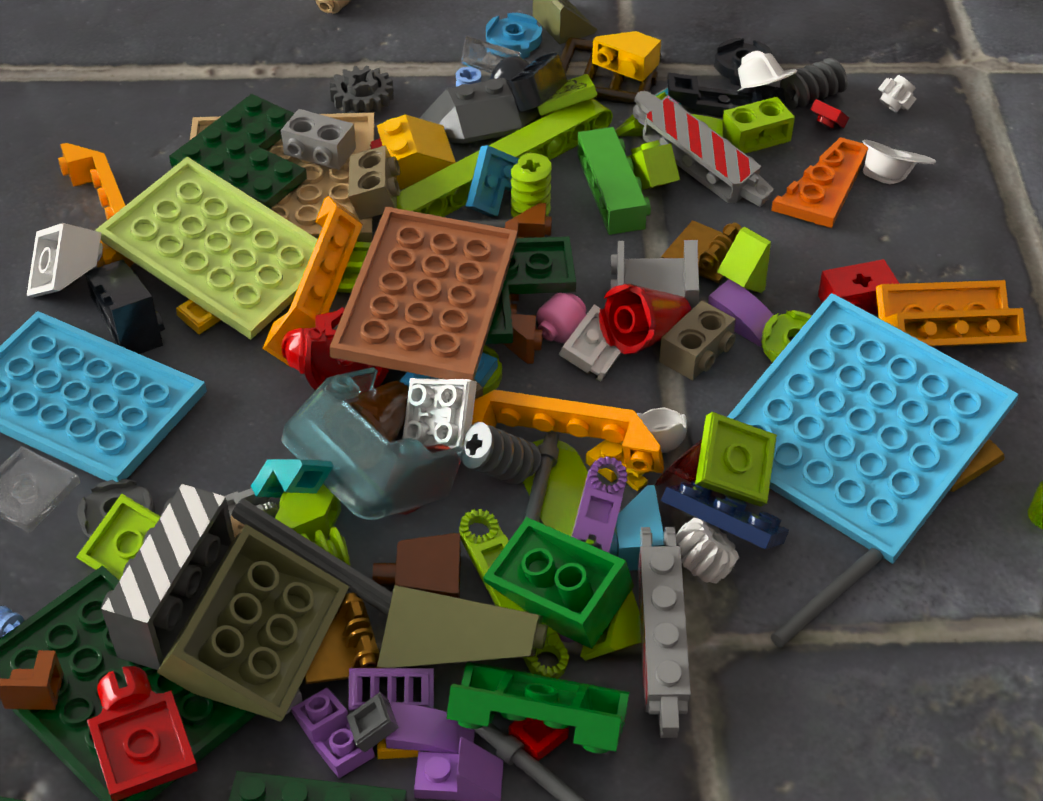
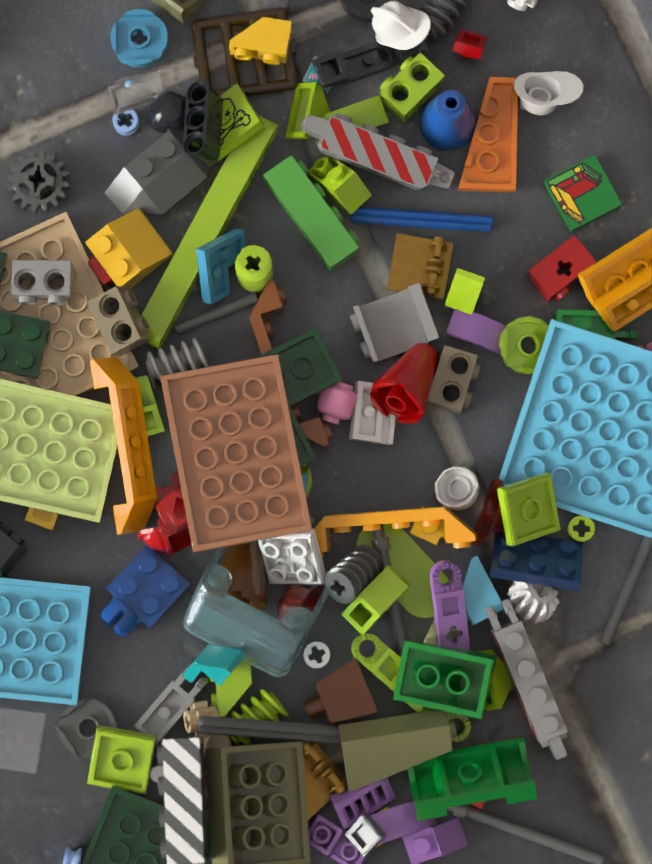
camera: 20 degrees left, 35 degrees up
(251, 409) = (143, 593): none -> blue plate
(414, 521) = (313, 663): none -> white bush
(512, 487) = (375, 600): none -> lime slope
(721, 217) = (422, 219): none -> blue axle
(786, 143) = (448, 121): none -> blue cone
(803, 513) = (574, 534): none -> lime bush
(906, 247) = (582, 193): none -> tile

